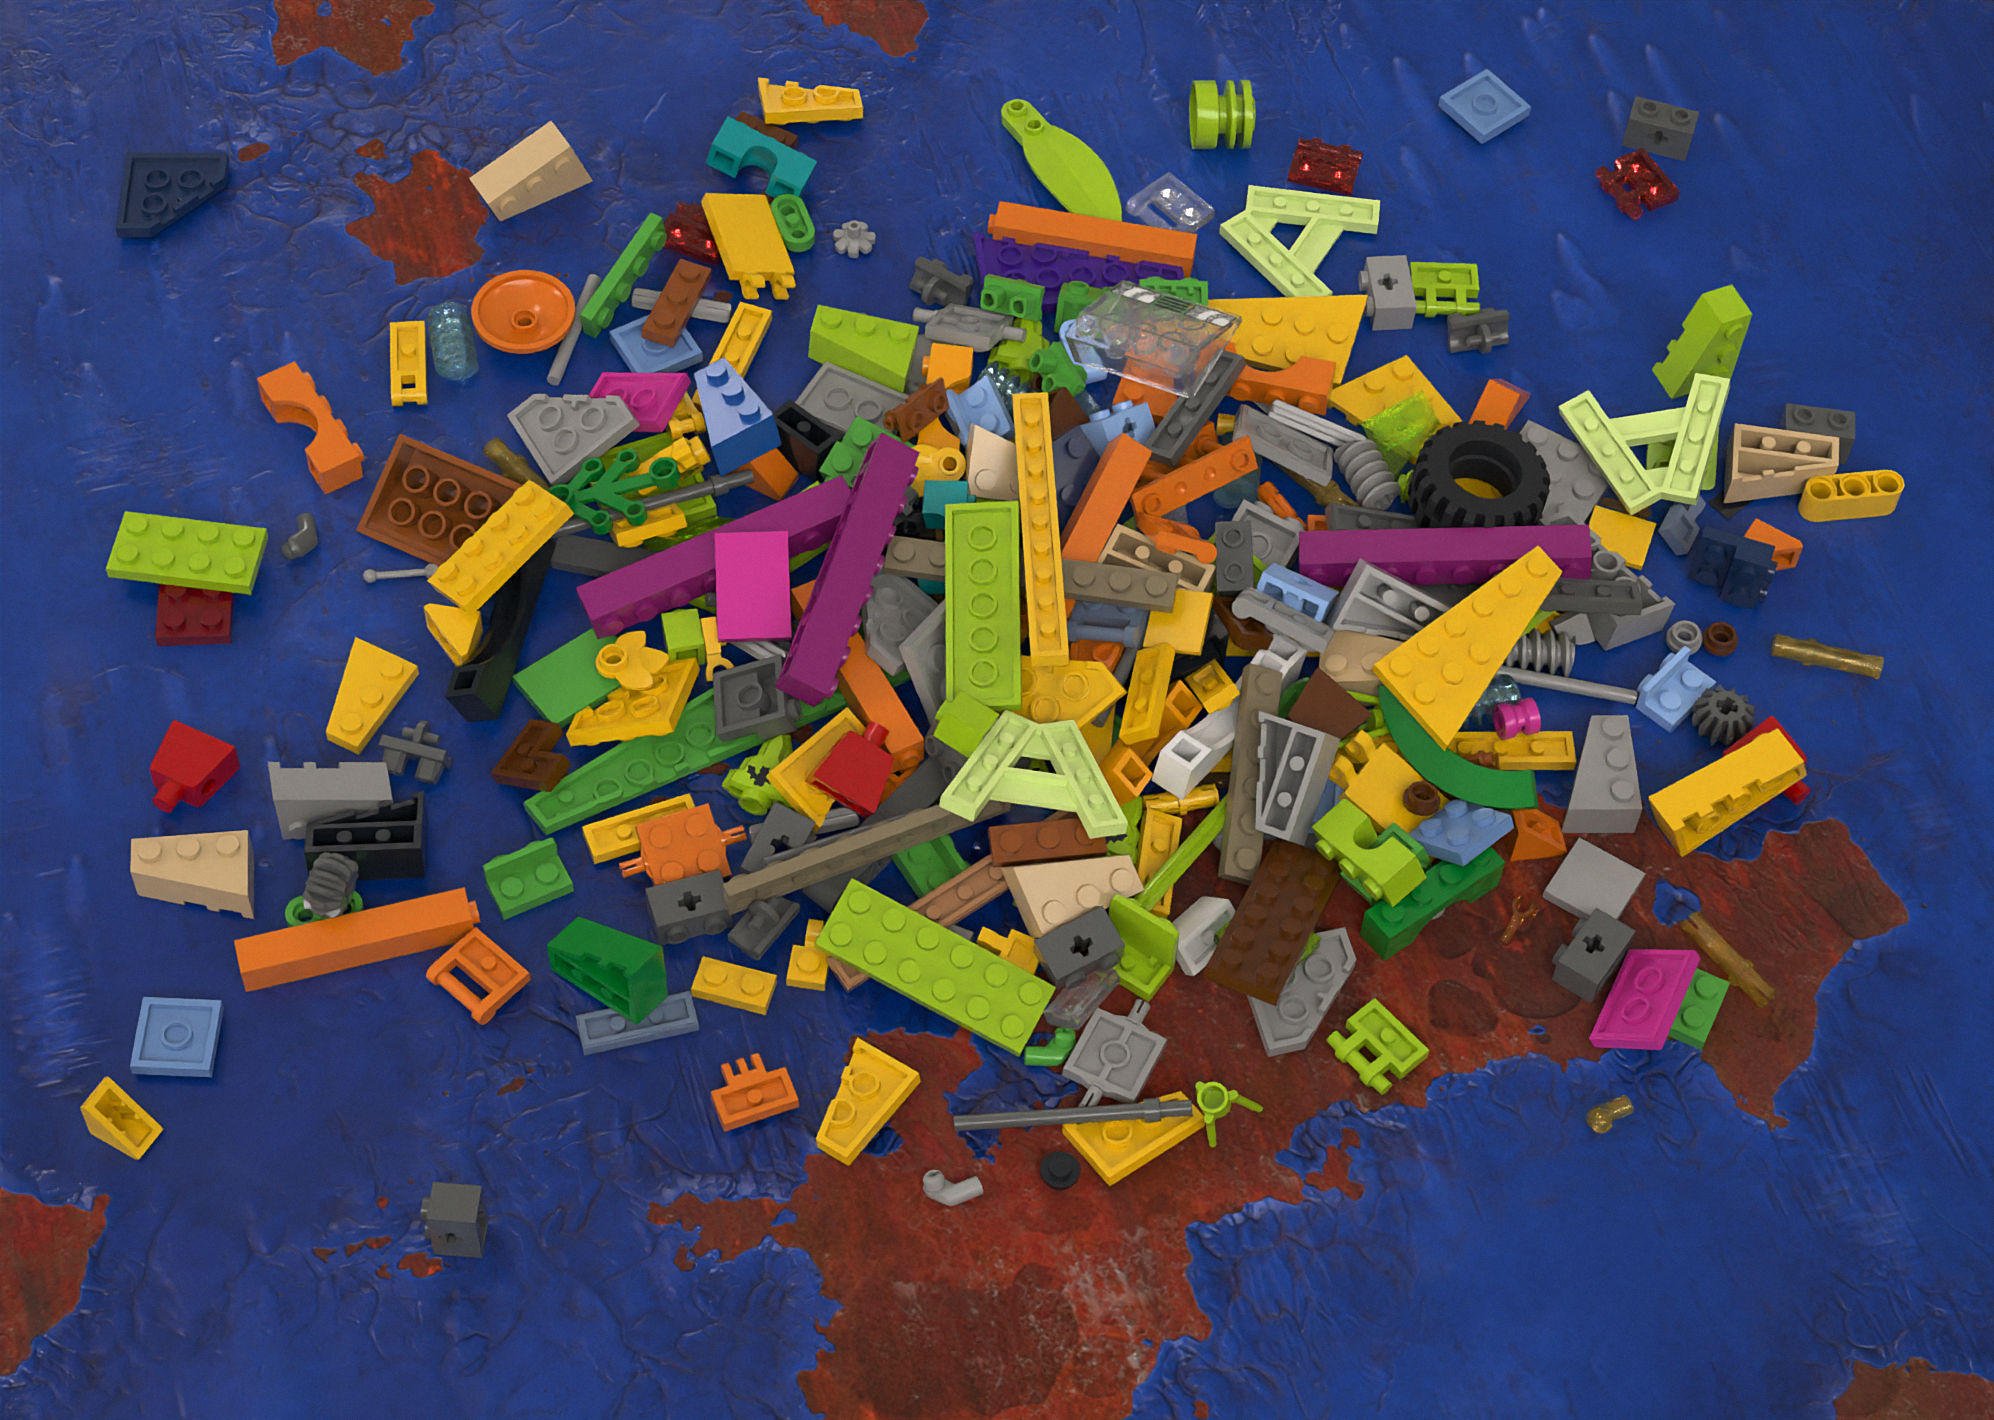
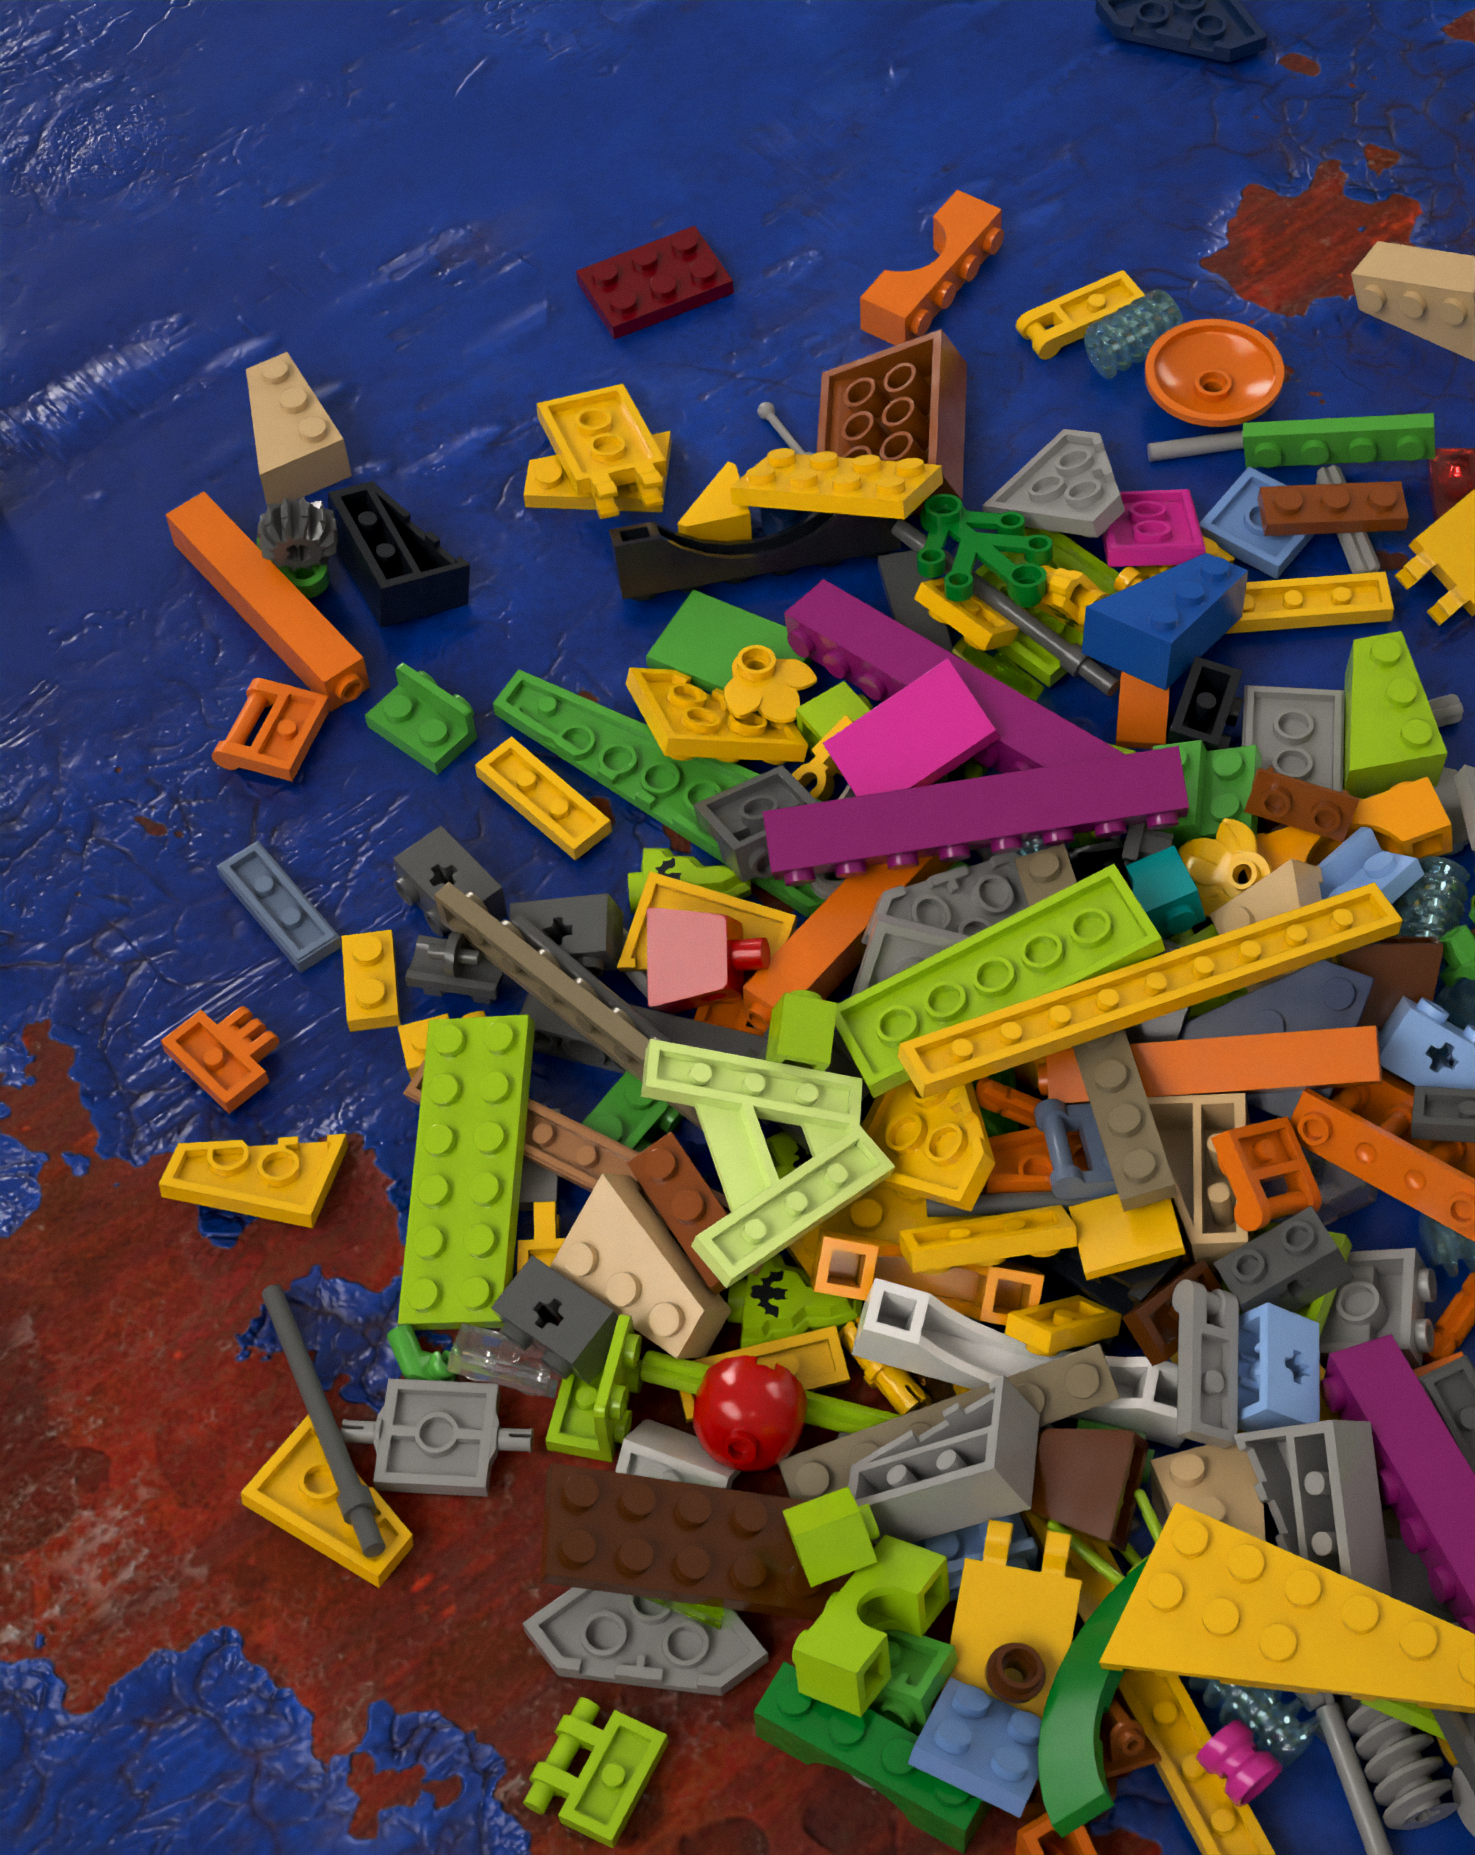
camera: 75 degrees right, 0 degrees up
(177, 1037) = (83, 507): medium blue plate -> none
(187, 552) = (691, 242): lime plate -> none
(190, 767) = (420, 368): red torso -> none
(303, 540) = (781, 334): dark grey arm -> none
(319, 793) = (425, 486): light grey wedge -> none
(352, 677) = (604, 446): none -> yellow tile
(430, 759) = (543, 546): dark grey hips -> none
(513, 466) = (991, 469): clear yellow pin -> none
(530, 760) = (569, 649): reddish brown plate -> none
(611, 967) = (318, 839): green wedge -> none
(682, 846) = (527, 845): orange plate -> none
(947, 1192) = (168, 1320): light grey arm -> none
(1059, 1170) = (244, 1436): black plate -> none
(1196, 870) = (749, 1413): none -> red cylinder
(1216, 1103) = (377, 1568): lime plant -> none
(1308, 848) = (832, 1535): none -> lime brick

